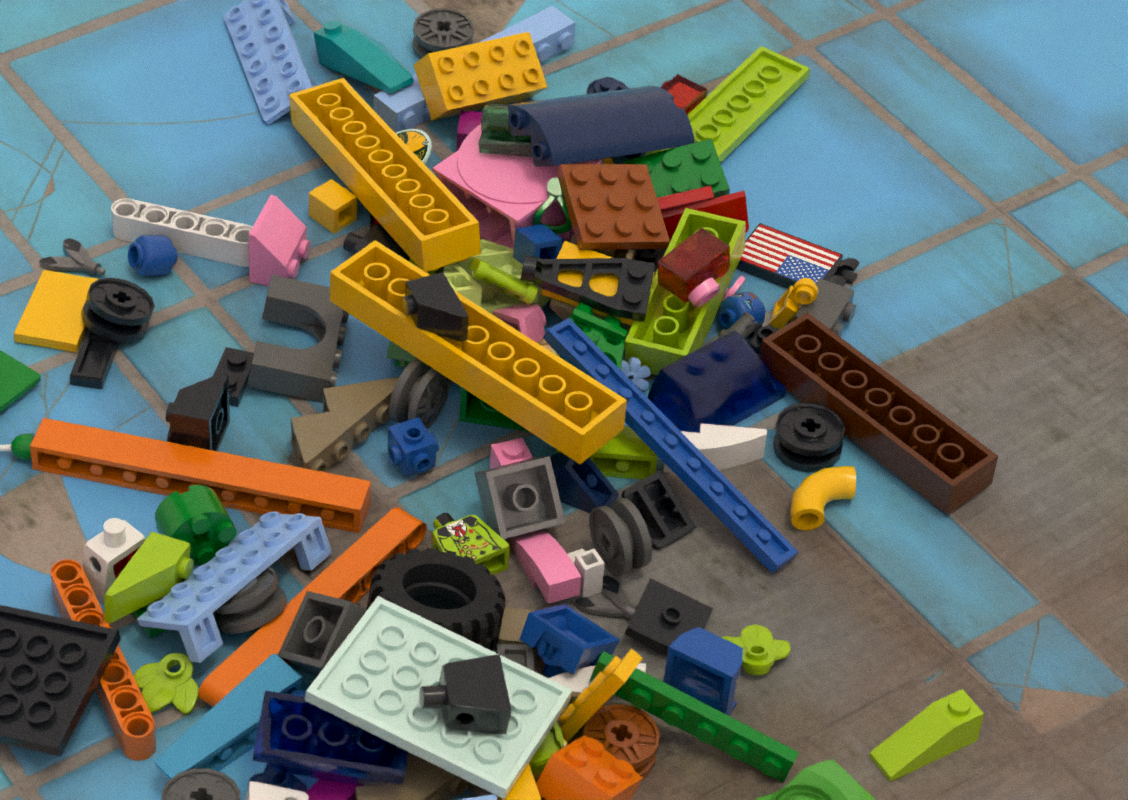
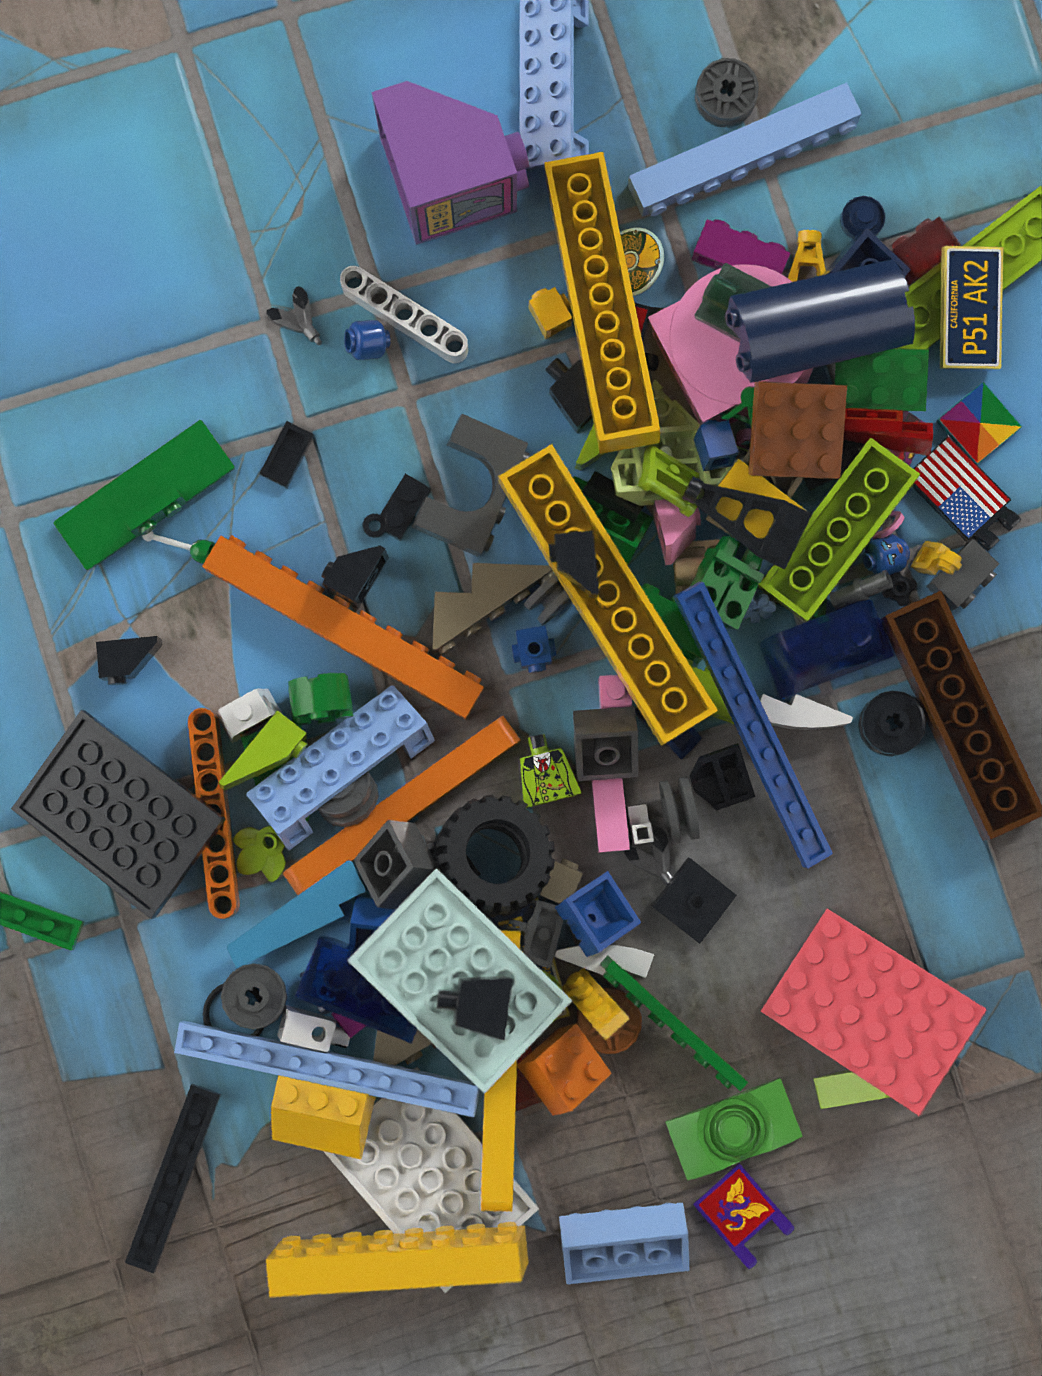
camera: 20 degrees right, 40 degrees up
(54, 312) = (270, 383): yellow tile -> none
(117, 310) = (333, 405): black wheel -> none
(193, 96) = (448, 160): none -> medium lavender slope
(276, 243) = (482, 363): bright pink slope -> none
(360, 57) = (638, 111): teal wedge -> none
(480, 75) = (739, 181): yellow brick -> none
(692, 263) = (849, 525): clear red brick -> none
(704, 292) = (846, 562): bright pink tile -> none
(705, 668) = (702, 978): blue brick -> none
(737, 128) = (971, 307): none -> tile
(759, 649) = (759, 941): lime plate -> none
(786, 210) = (979, 423): none -> tile
(817, 491) = (876, 790): yellow cylinder -> none
(904, 658) = (874, 1011): none -> coral plate

